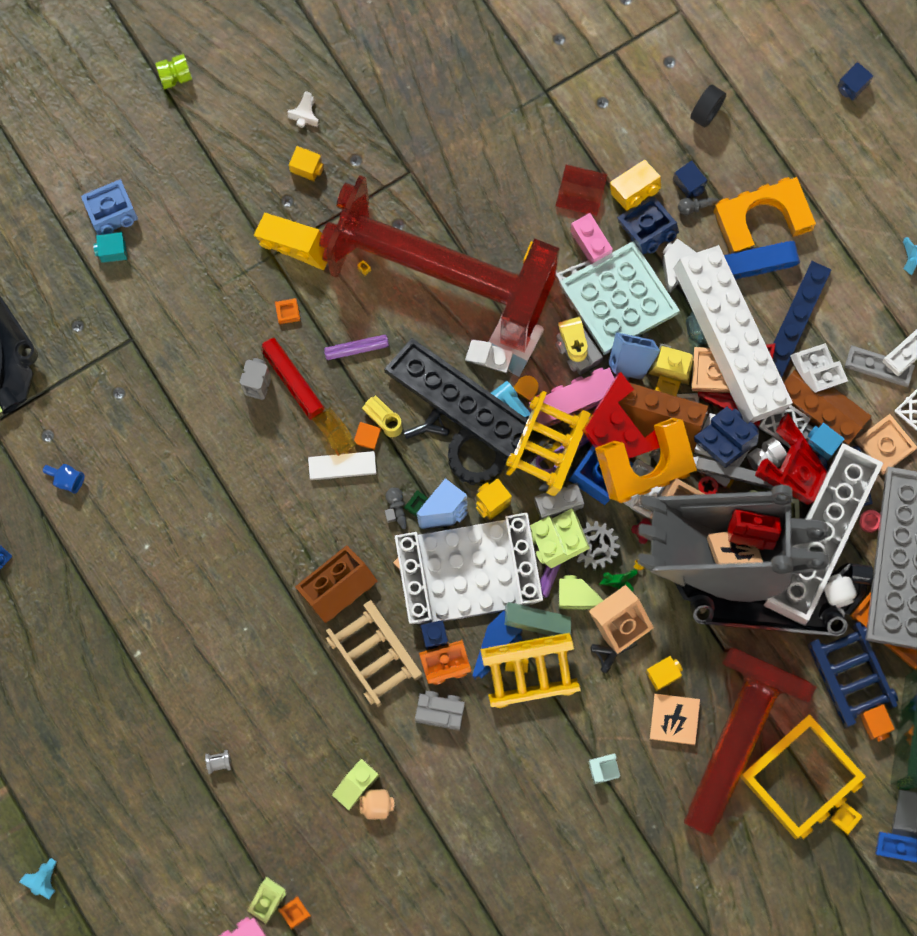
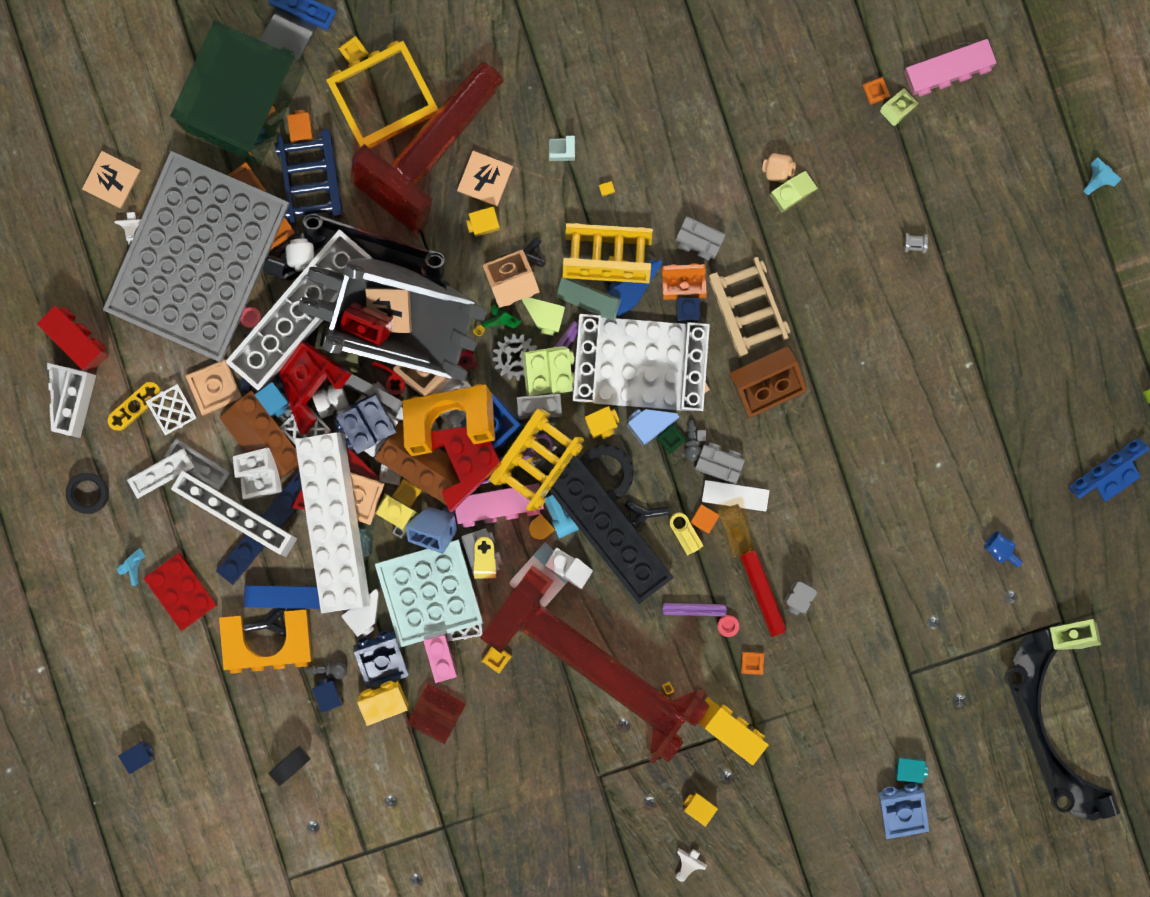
camera: 170 degrees left, 10 degrees up
(319, 340) = (728, 626): none -> coral tile
(365, 491) = (719, 463): none -> light grey brick
(547, 740) = (606, 188): none -> yellow piece
(767, 233) = (269, 623): none -> black piece
(830, 322) = (234, 514): none -> white brick
(859, 243) = (180, 591): none -> red plate

